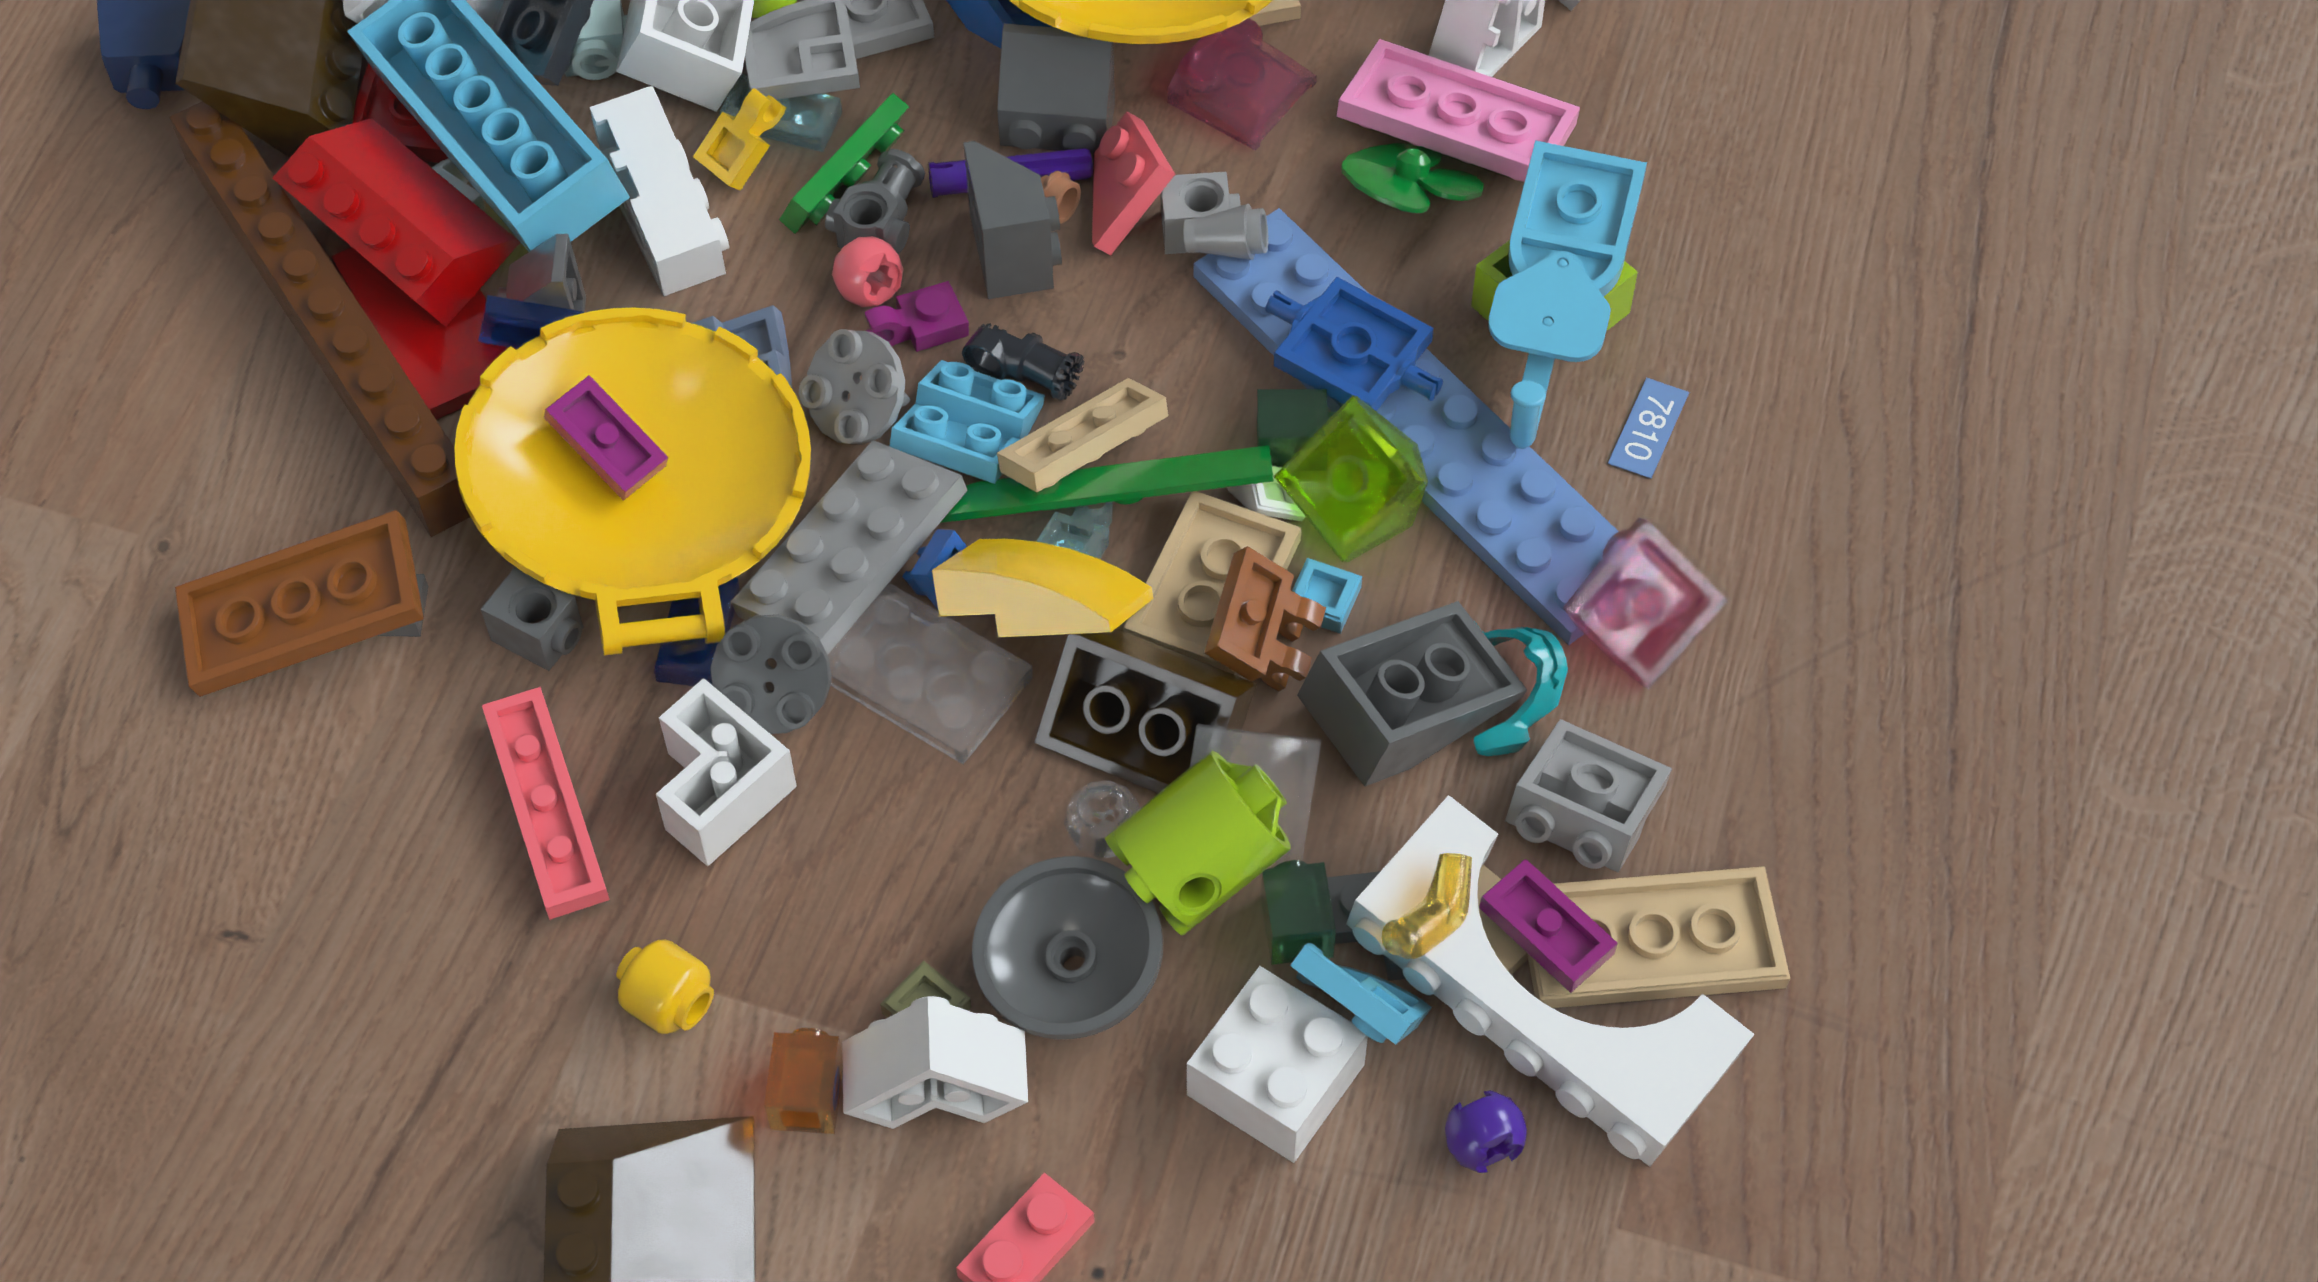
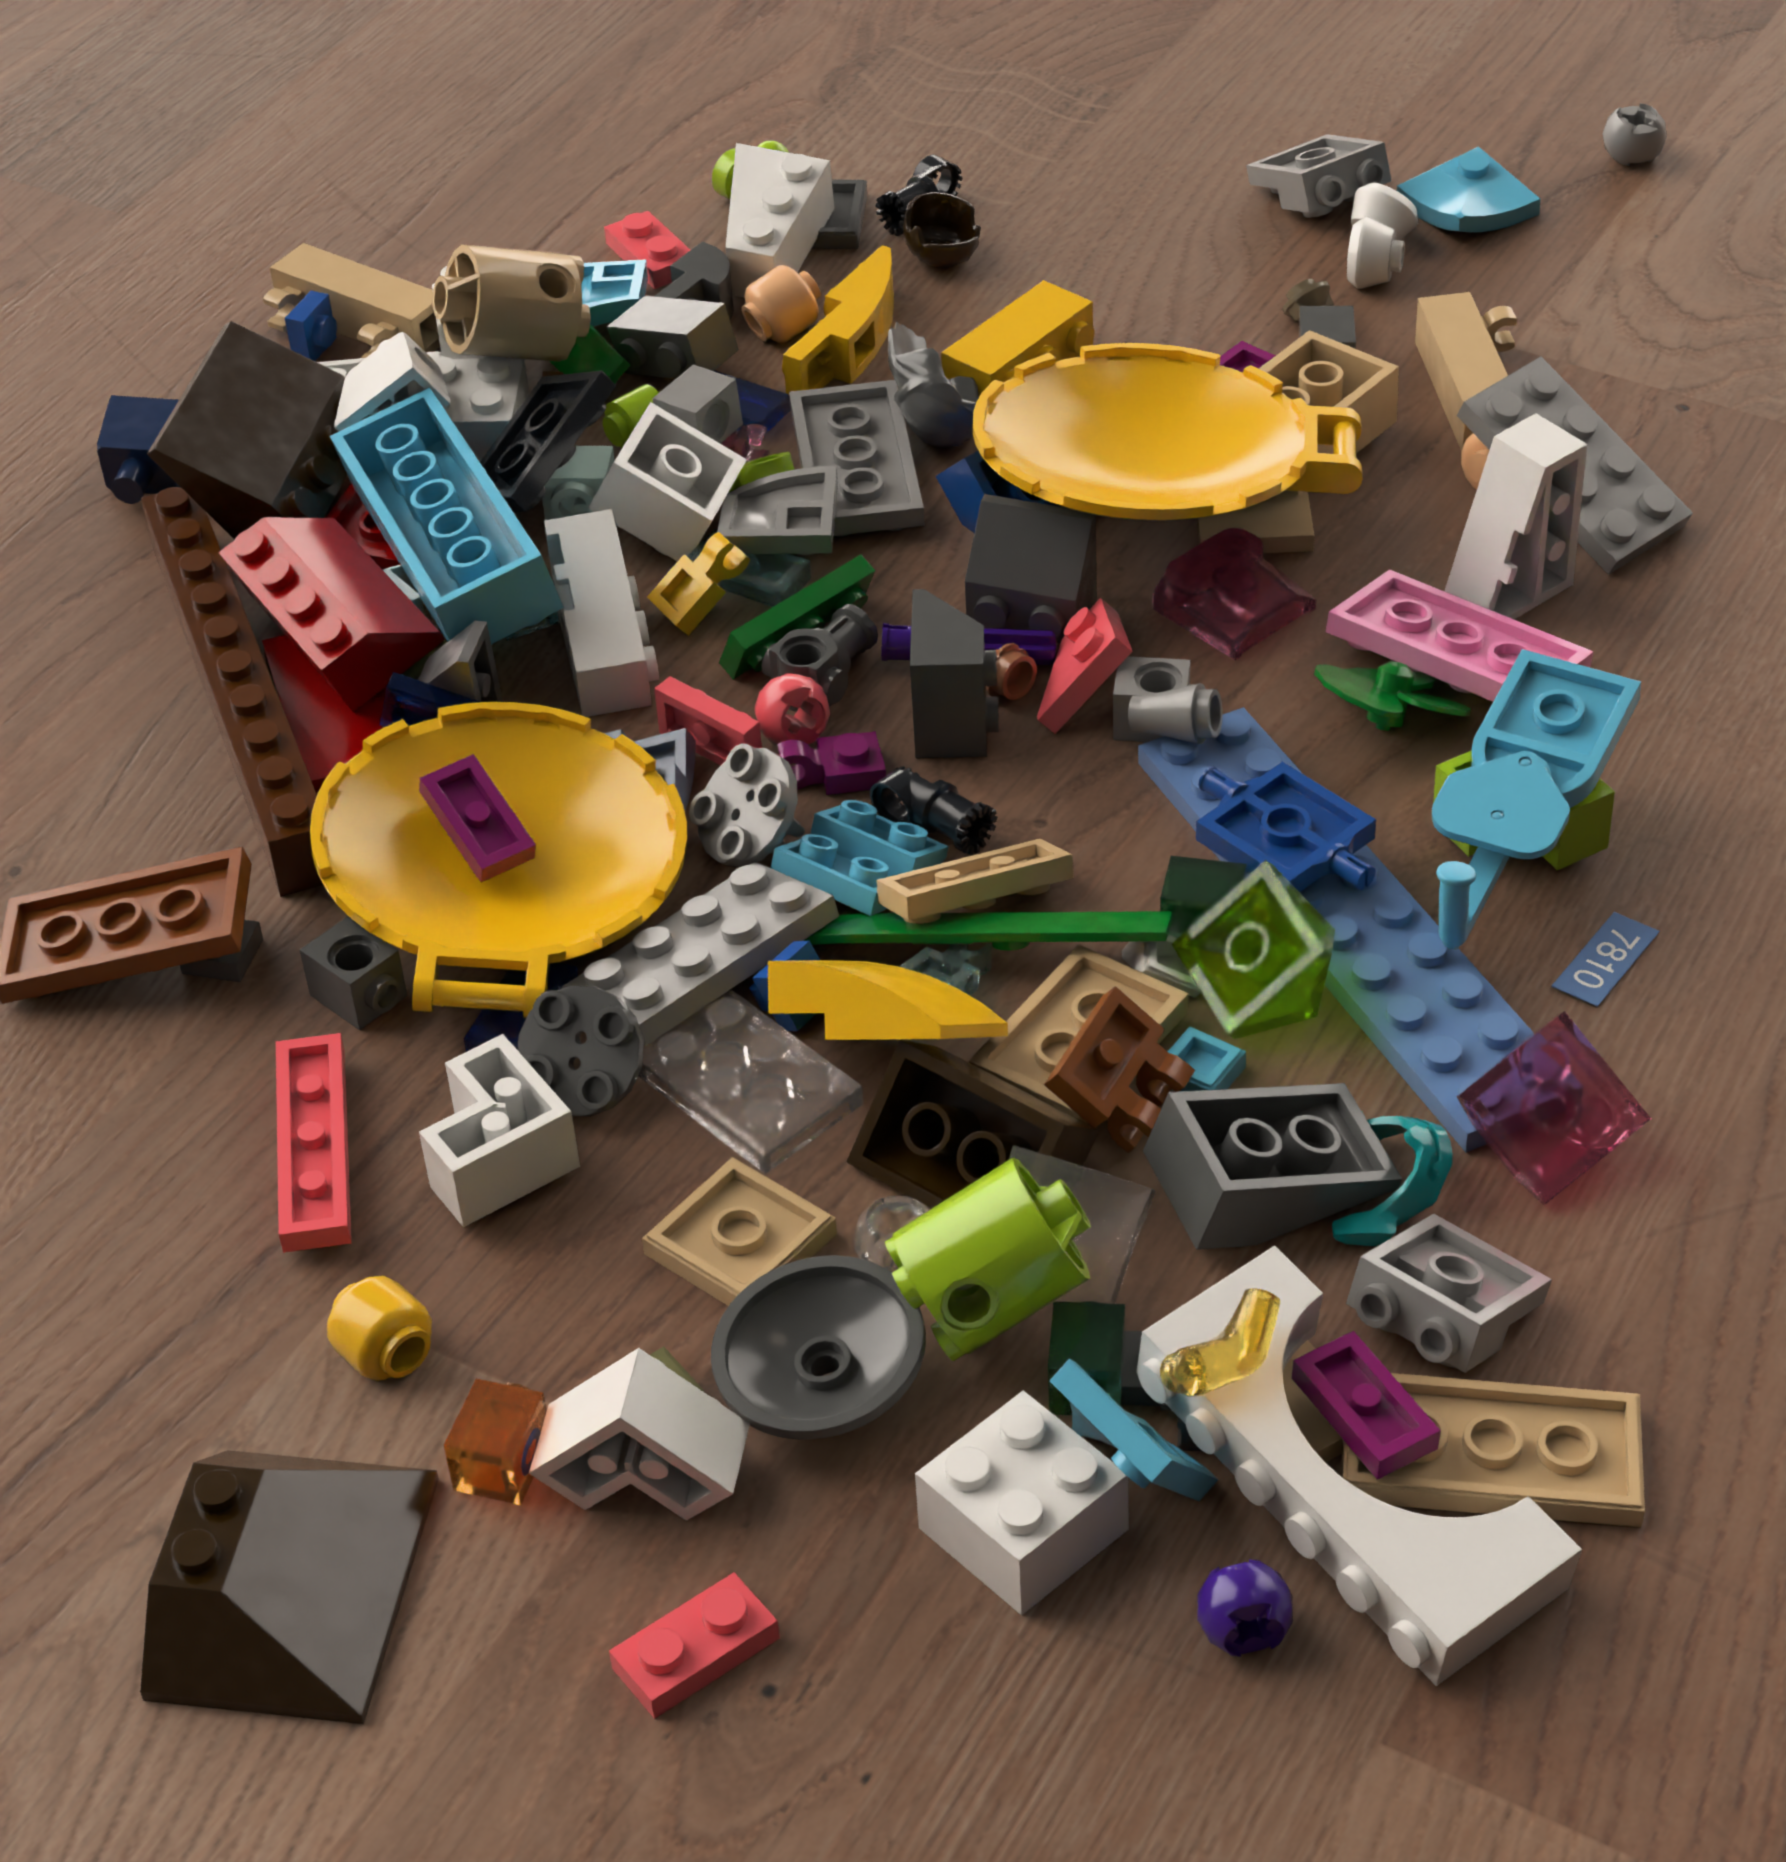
camera: 15 degrees right, 15 degrees down
(803, 303) = (709, 721): none -> coral plate
(959, 834) = (737, 1231): none -> tan tile

